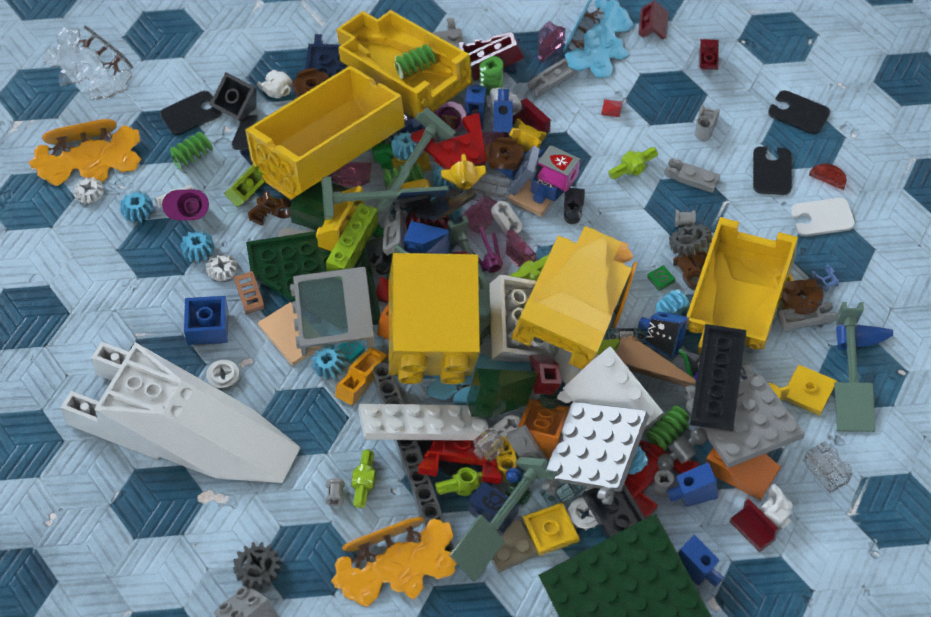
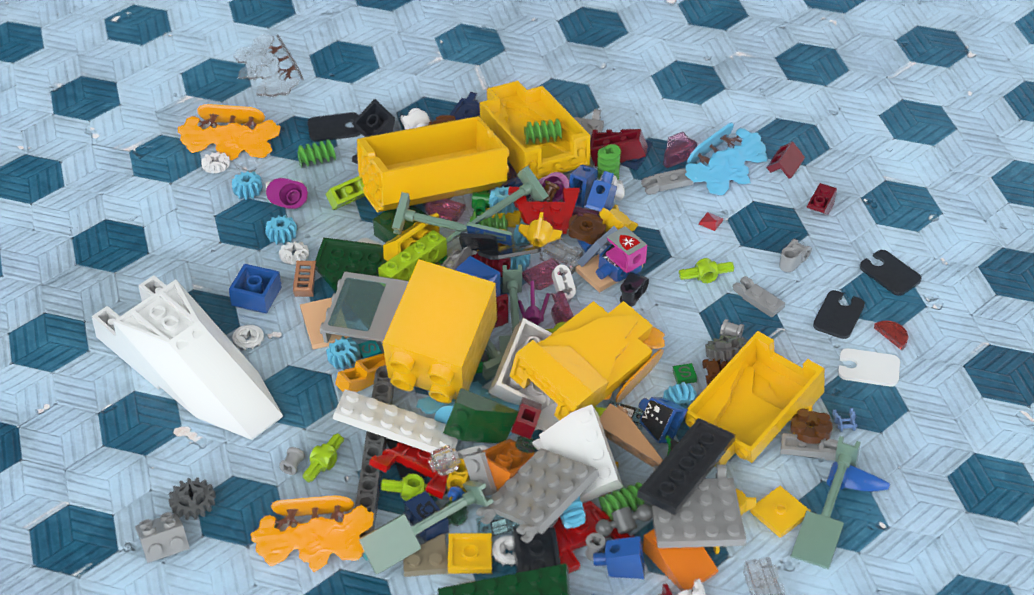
camera: 20 degrees right, 10 degrees down
(269, 205) = (354, 212): reddish brown piece -> none
(532, 116) = (632, 208): dark red panel -> none

